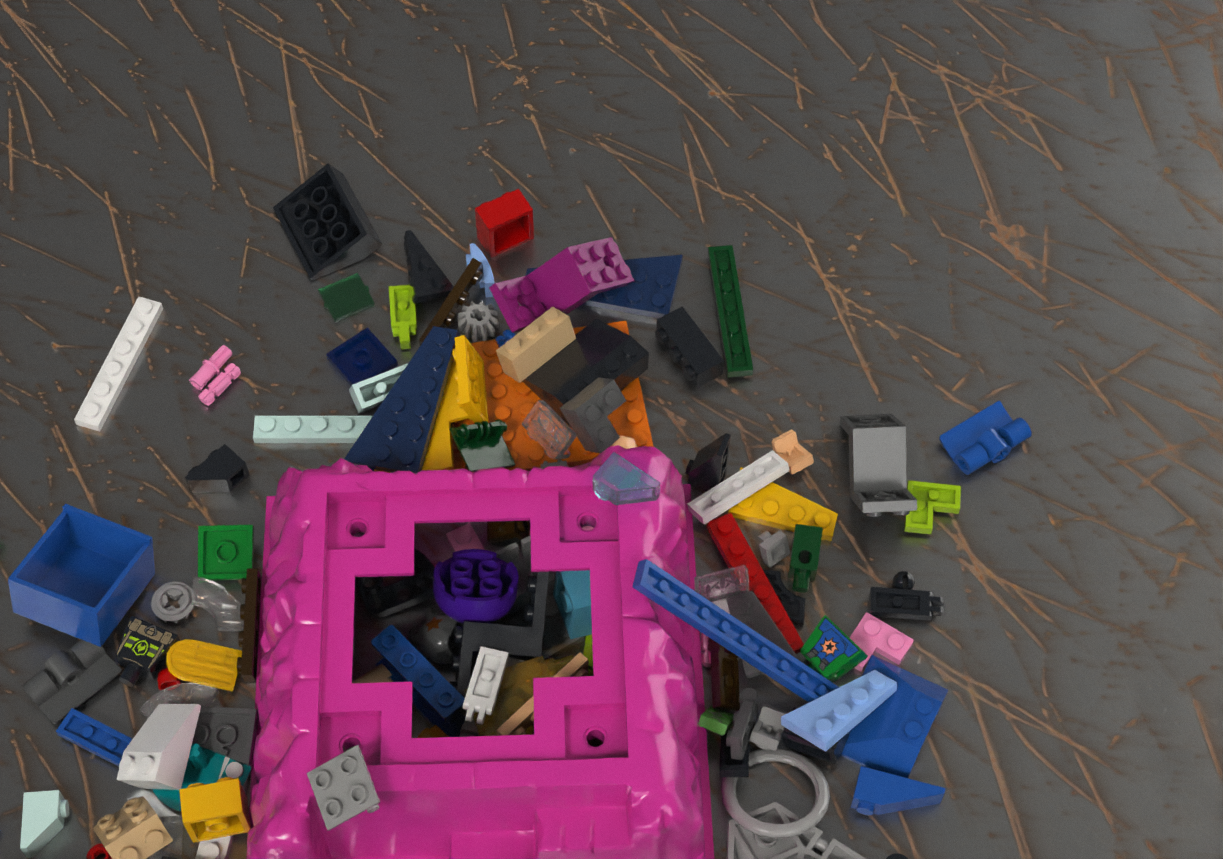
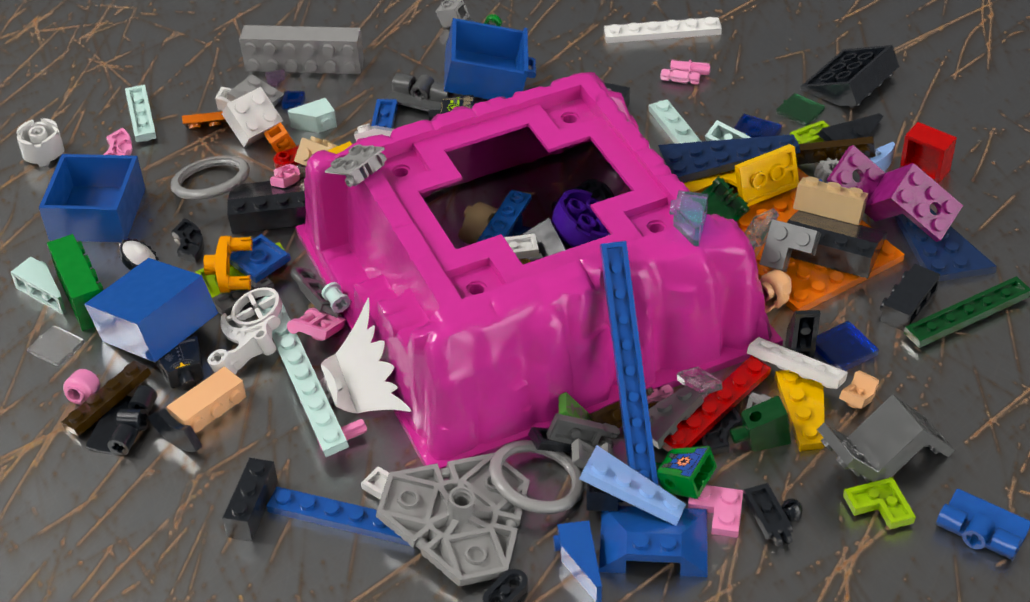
camera: 70 degrees right, 15 degrees down
(711, 426) = (845, 346): none -> clear blue tile

